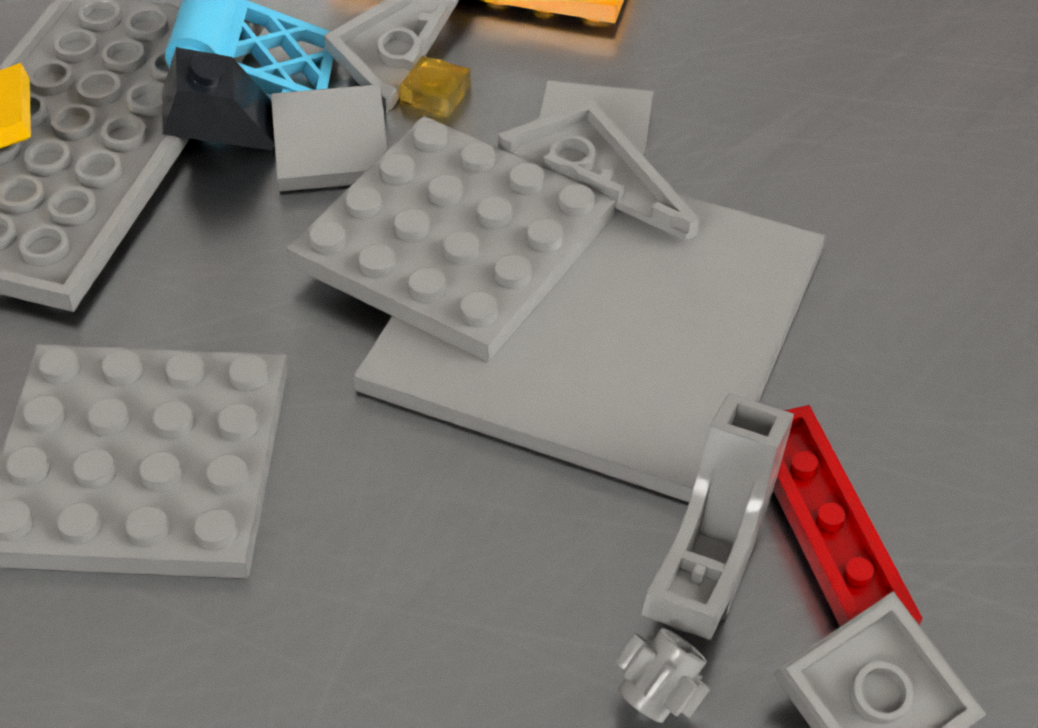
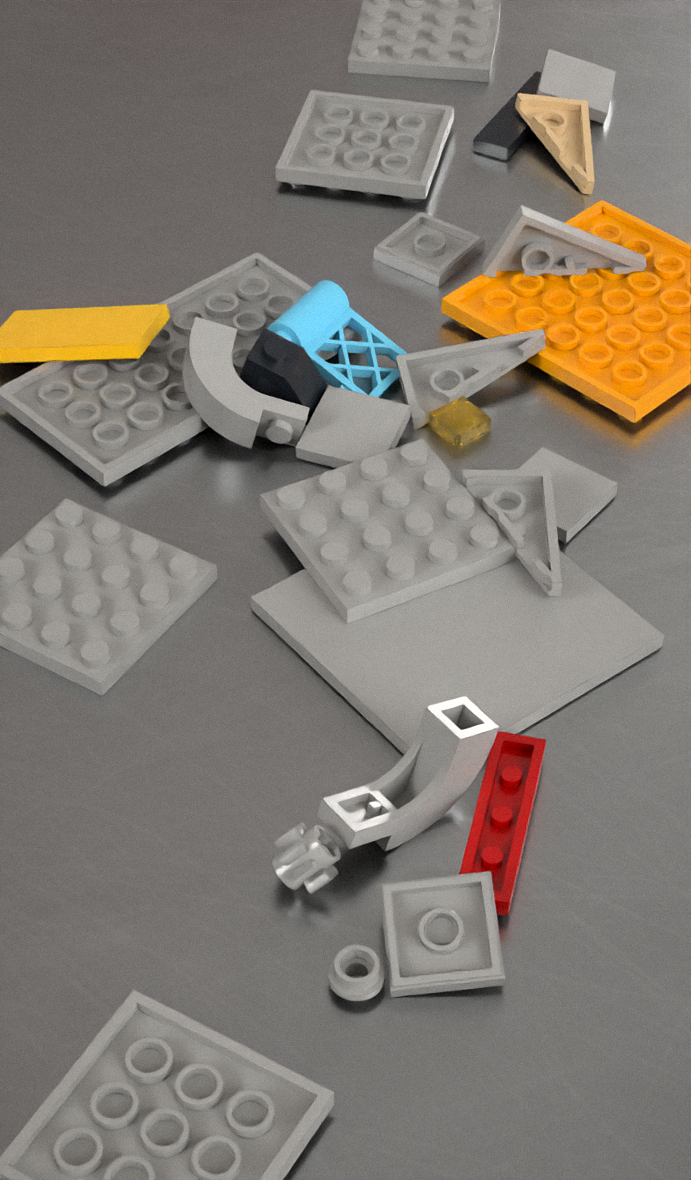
camera: 30 degrees right, 5 degrees down
(160, 146) = (226, 400): none -> light grey arch

